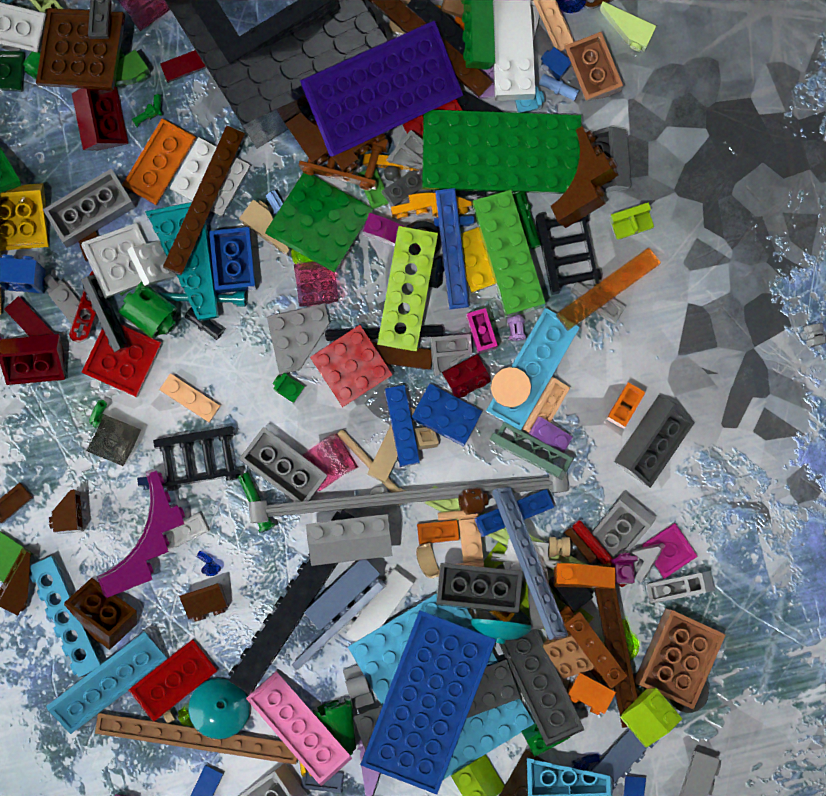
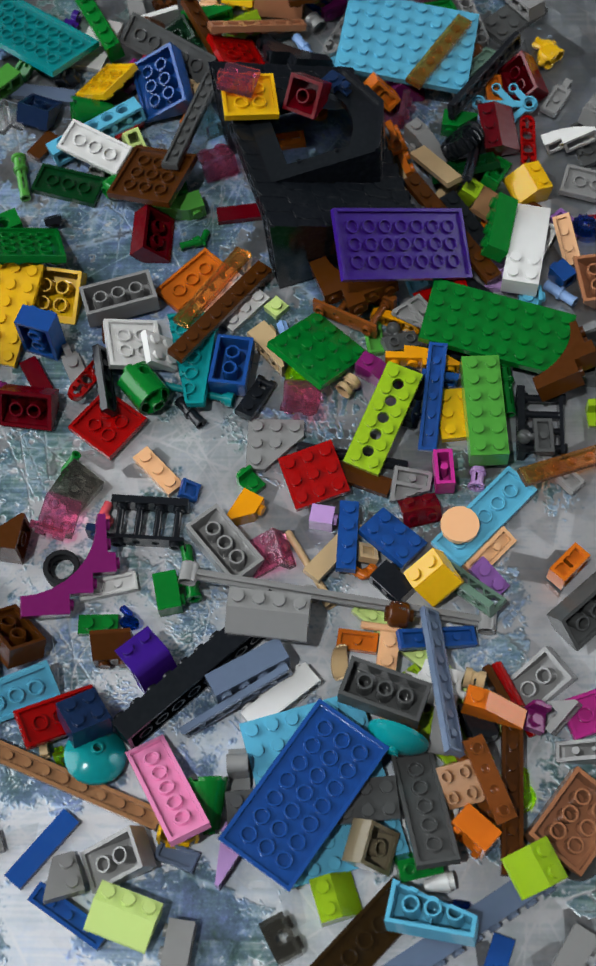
camera: 20 degrees right, 20 degrees down
(104, 477) = (57, 516): none -> clear pink bracket
(111, 529) = (53, 558): none -> black tyre
(149, 459) = (106, 508): none -> coral arm
(180, 577) = (97, 622): none -> green plate
(186, 171) = (212, 287): none -> clear orange tile
(199, 680) = (84, 717): none -> dark blue brick
(228, 412) = (189, 490): none -> blue tile
(240, 529) = (168, 593): none -> green brick
(242, 607) = (146, 658): none -> dark purple piece
(260, 175) = (276, 307): none -> yellowish green plate
(267, 291) = (255, 398): none -> black plate
(292, 419) = (247, 508): none -> light orange slope
(360, 253) = (348, 385): none -> tan wheel
(372, 410) = (322, 517): none -> lavender brick
(429, 457) = (364, 573): none -> orange arm
(458, 464) = (391, 582): none -> black brick
(498, 454) = (433, 577): none -> yellow slope
(499, 731) = (370, 846): none -> dark tan slope
(571, 745) = (440, 883): none -> white cone
(572, 269) = (542, 436): none -> dark grey plate

